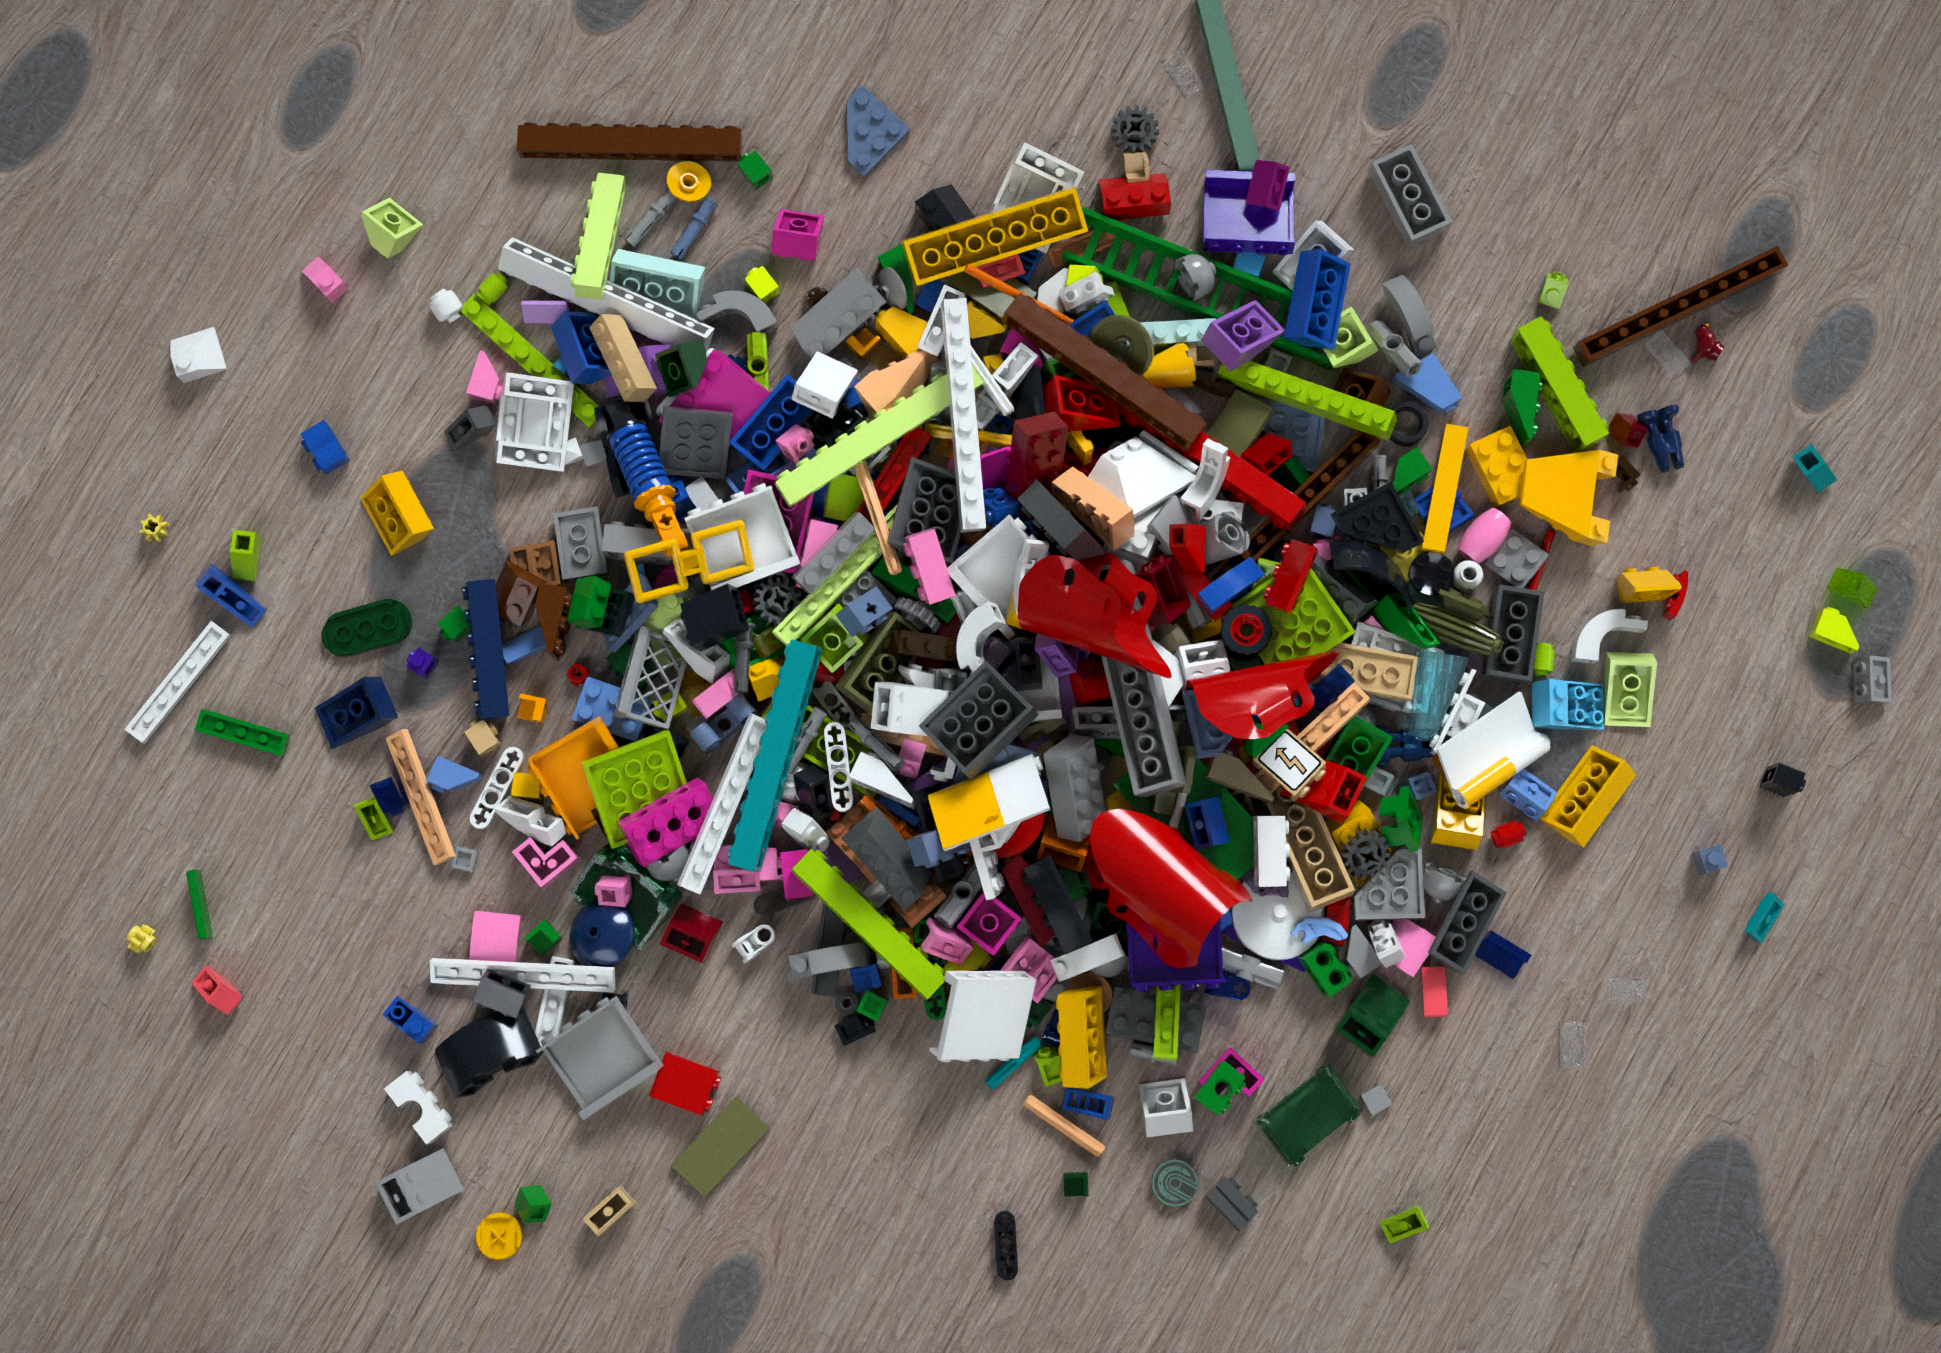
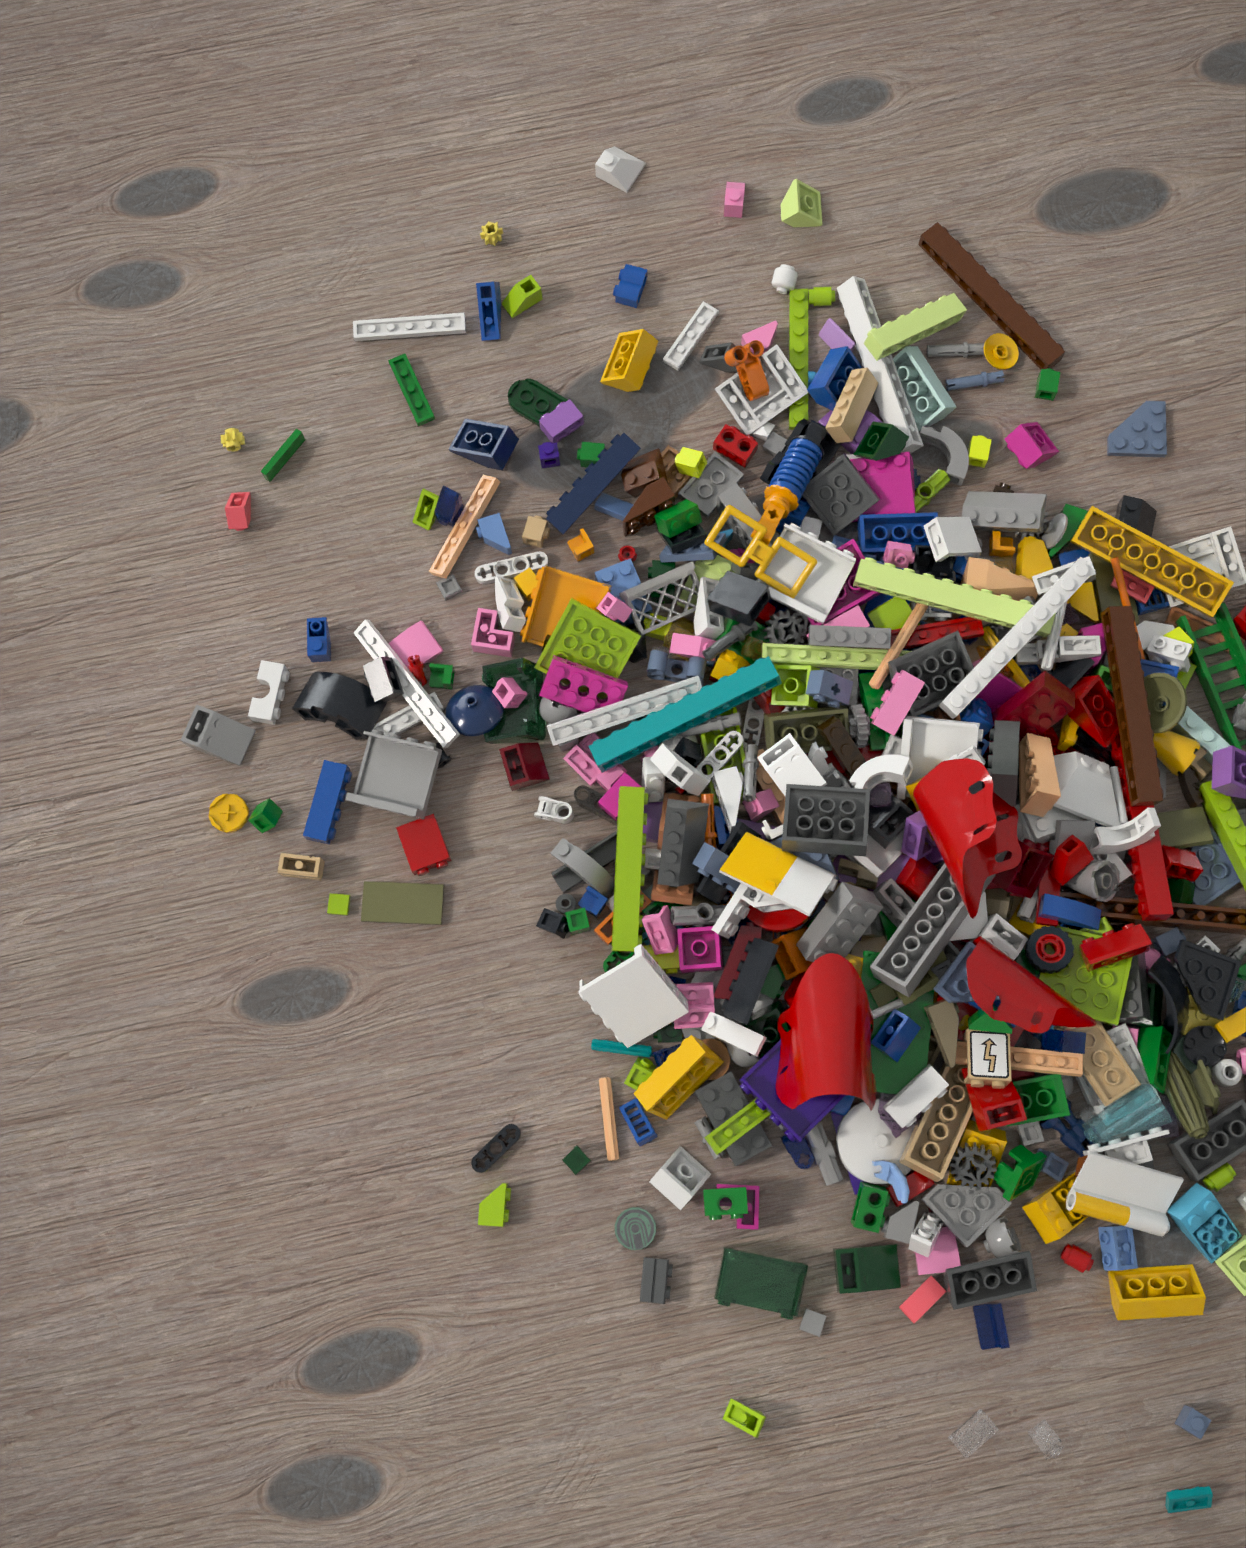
camera: 55 degrees right, 5 degrees down
(400, 625) = (561, 421): none -> medium lavender brick
(422, 436) = (690, 336): none -> white tile
(506, 416) = (749, 369): none -> orange piece
(518, 954) = (416, 667): none -> red pin
(545, 544) = (690, 462): none -> neon yellow brick
(564, 496) = (732, 449): none -> red brick
(569, 1138) = (326, 802): none -> blue brick
(624, 732) = (614, 608): none -> bright pink brick
(671, 1205) = (338, 904): none -> lime tile
(822, 805) = (679, 770): none -> white slope
(1054, 1290) = (493, 1208): none -> lime slope

